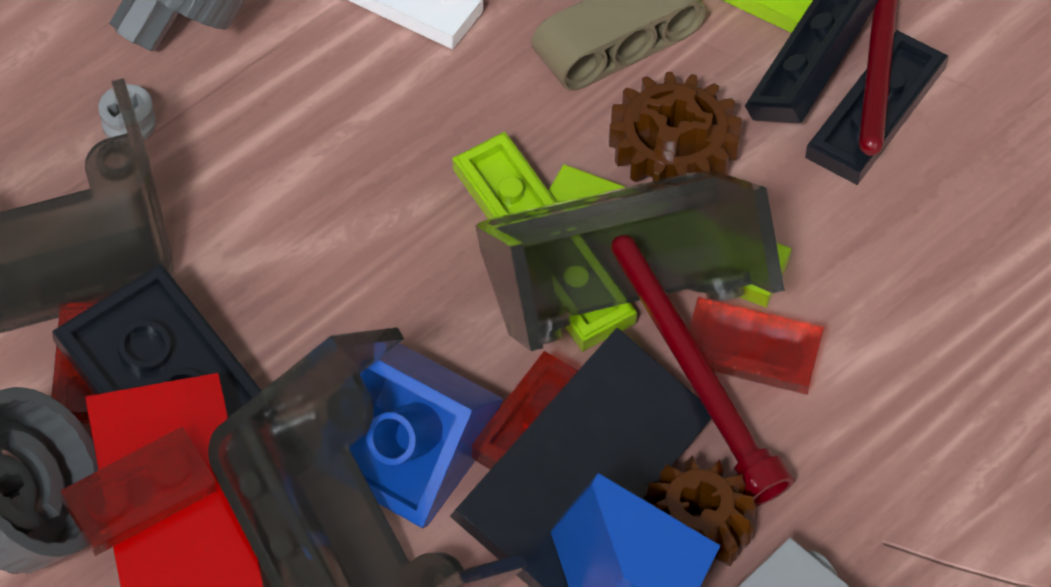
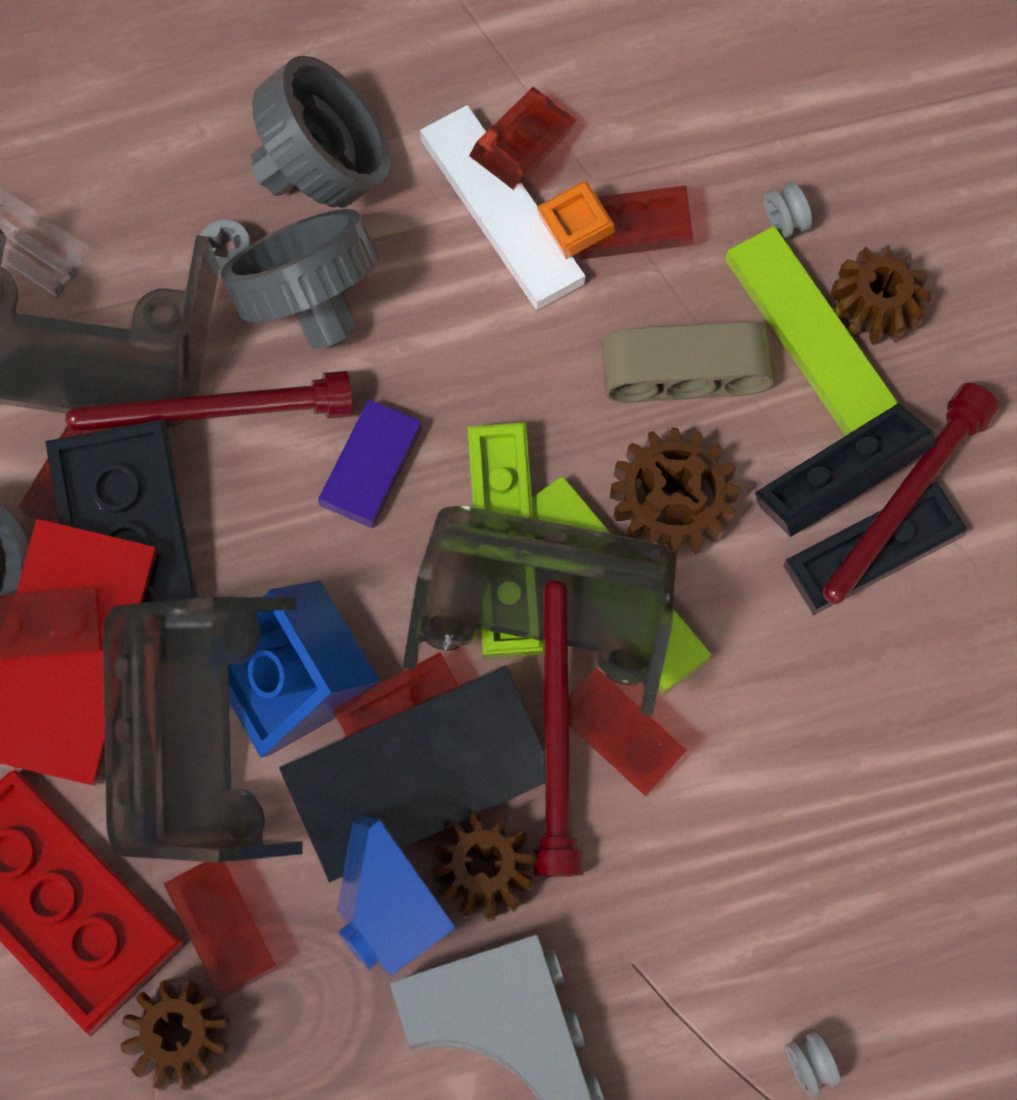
camera: 25 degrees right, 15 degrees up
(226, 89) = (303, 274): none -> dark grey piece
(304, 189) = (325, 395): none -> dark red piece
(375, 233) = (370, 463): none -> dark purple tile

